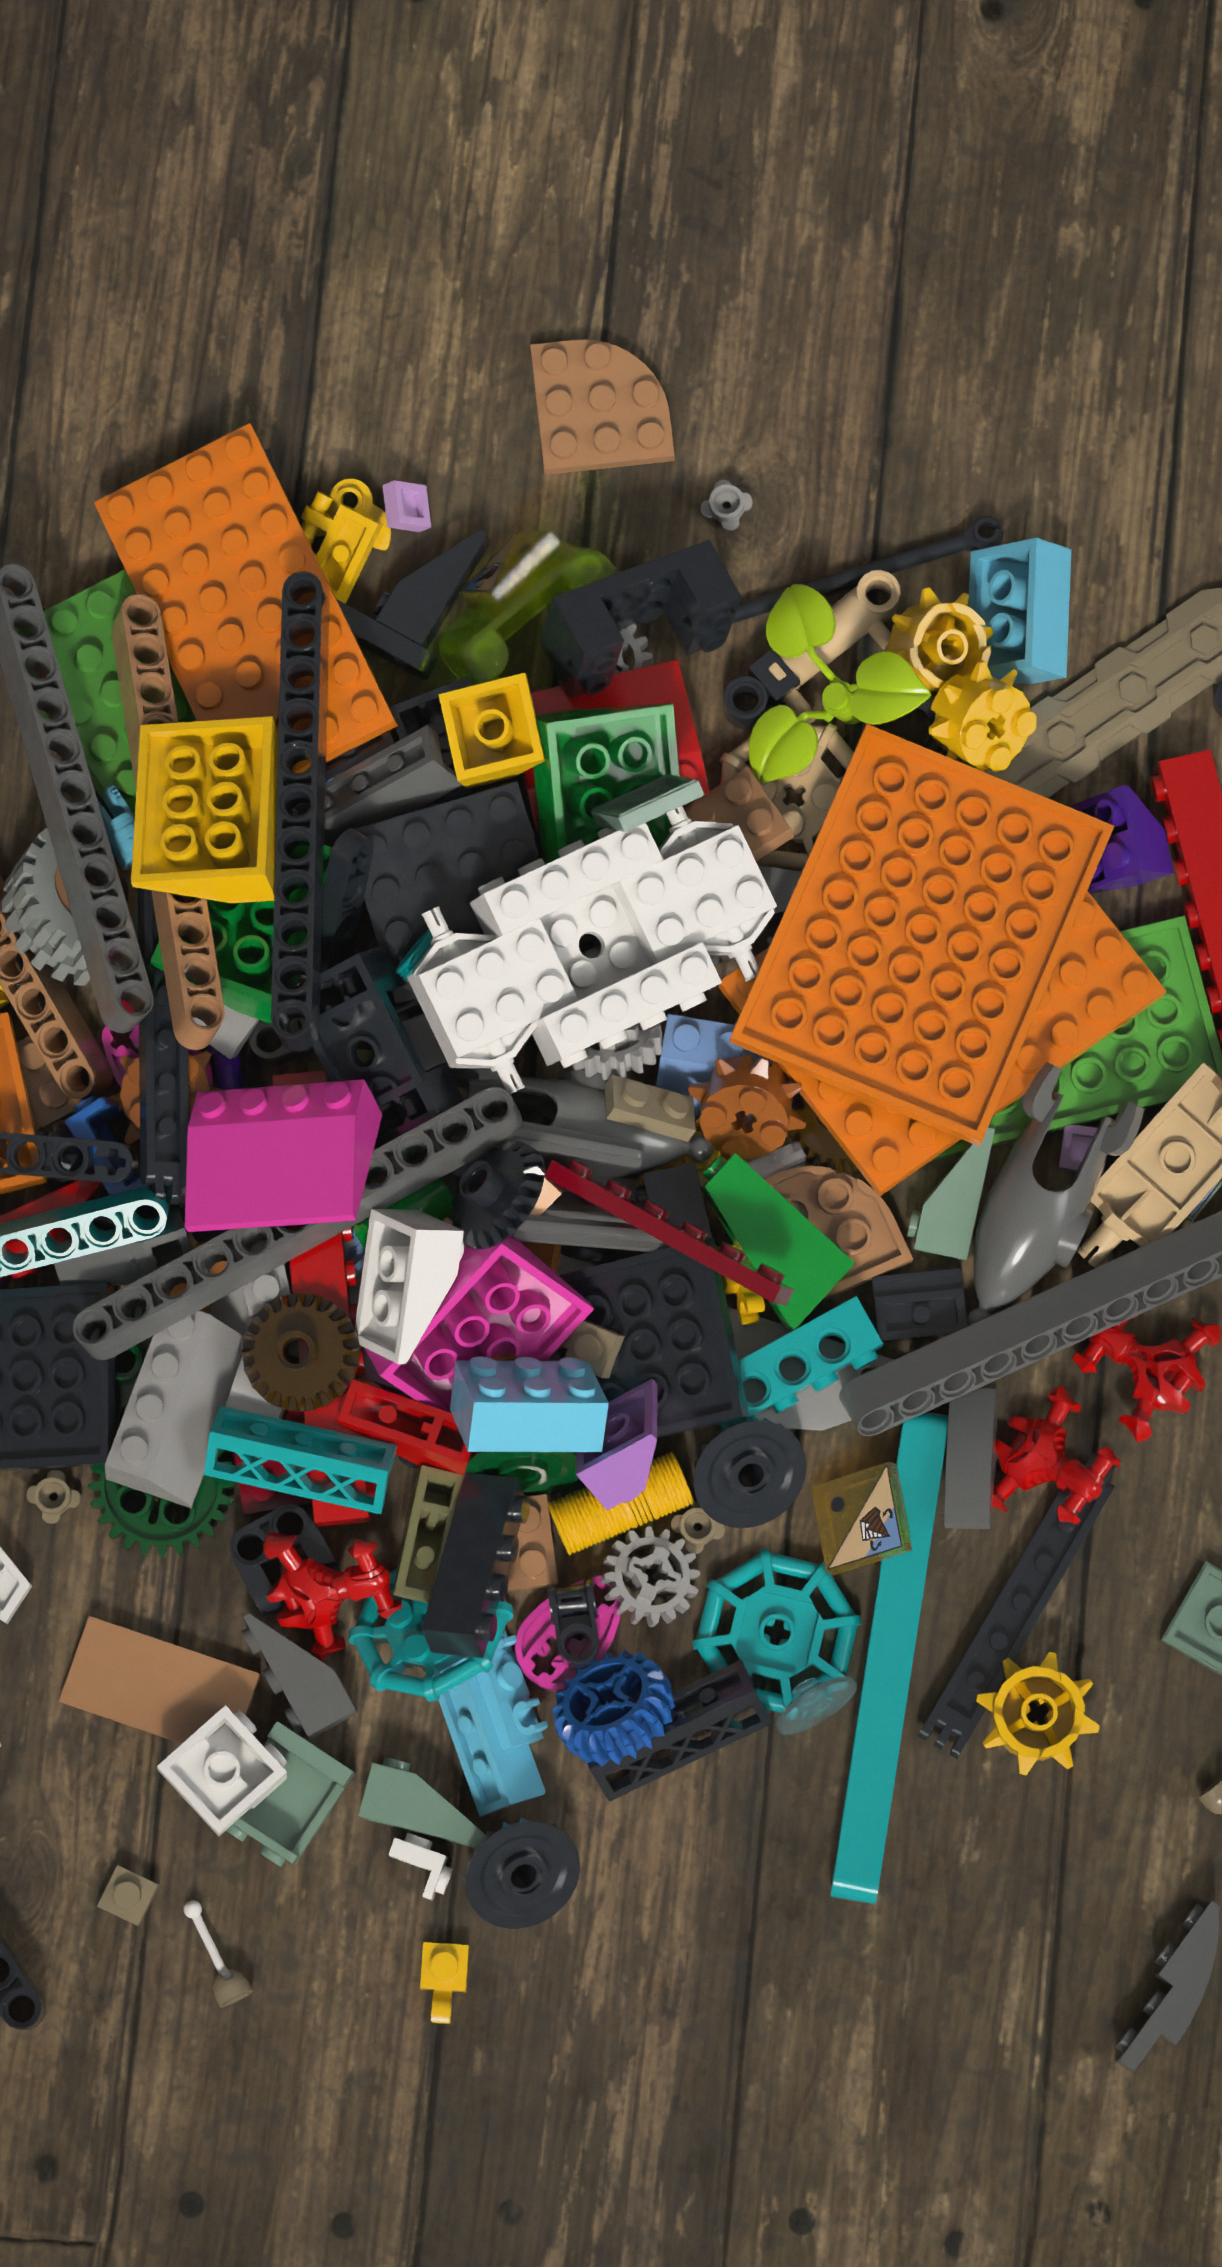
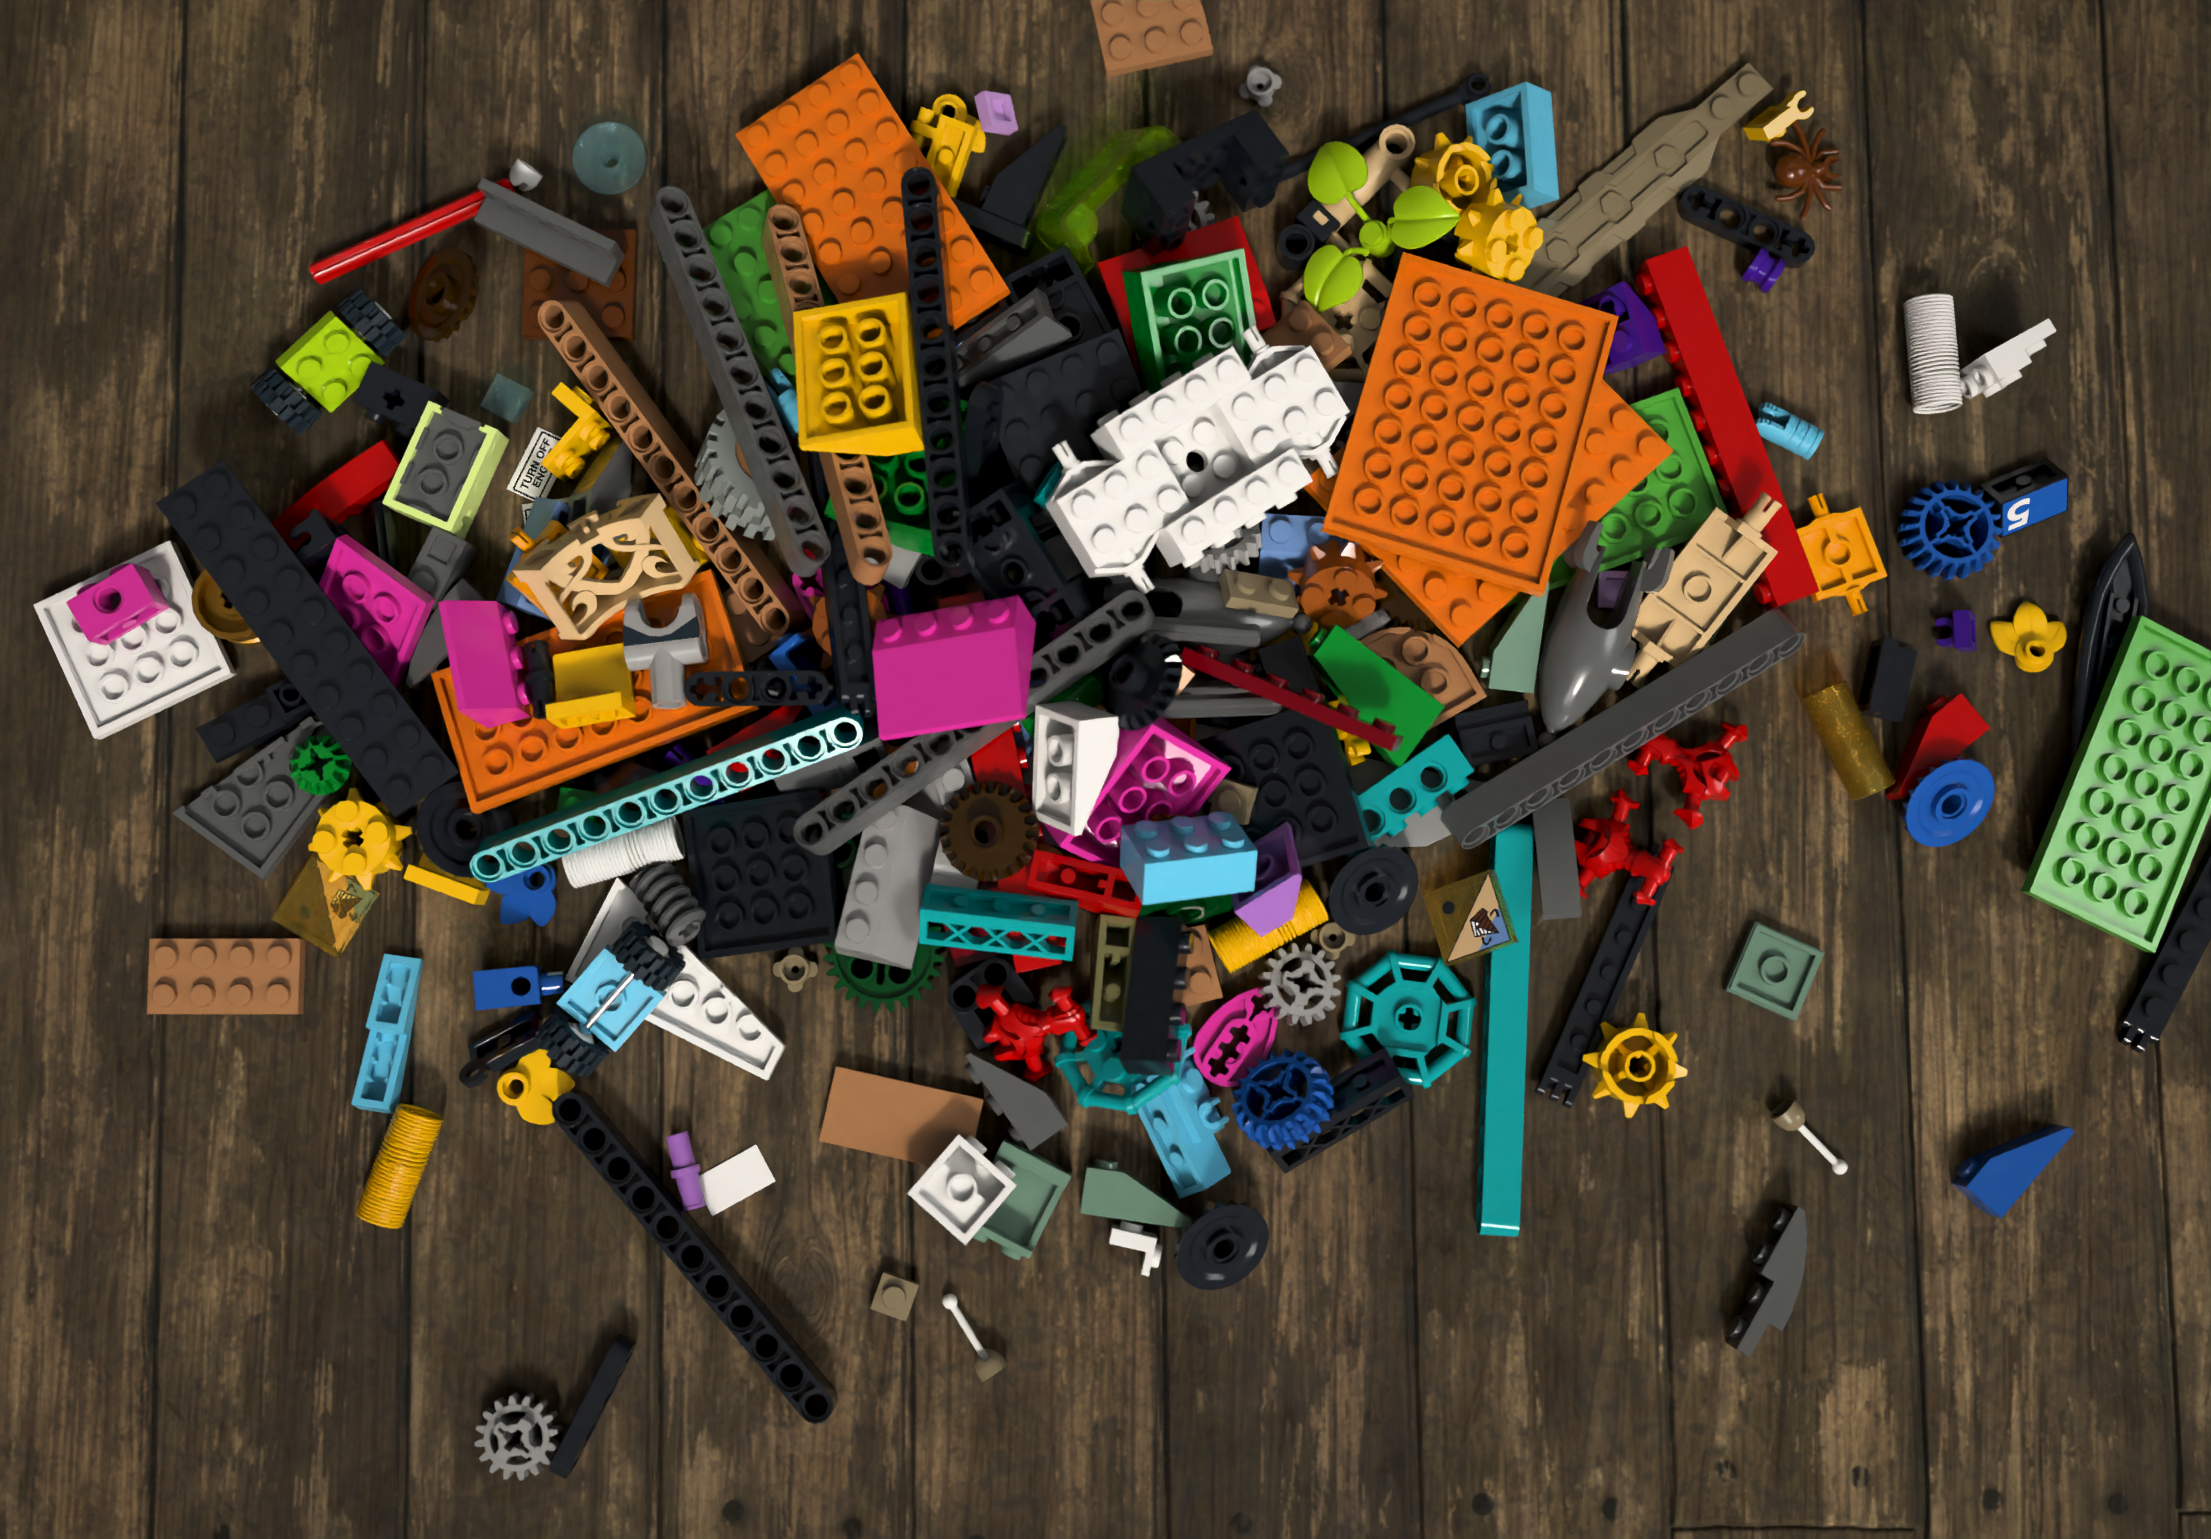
camera: 10 degrees left, 5 degrees up
(444, 1972) = (1164, 1331): yellow plate -> none
(492, 730) = (1093, 286): yellow slope -> none
(510, 567) = (1088, 153): clear yellow tile -> none
(574, 1619) = (1242, 1028): black piece -> none
(646, 802) = (1232, 333): sand green tile -> none
(815, 1703) = (1447, 1074): clear light blue dish -> none

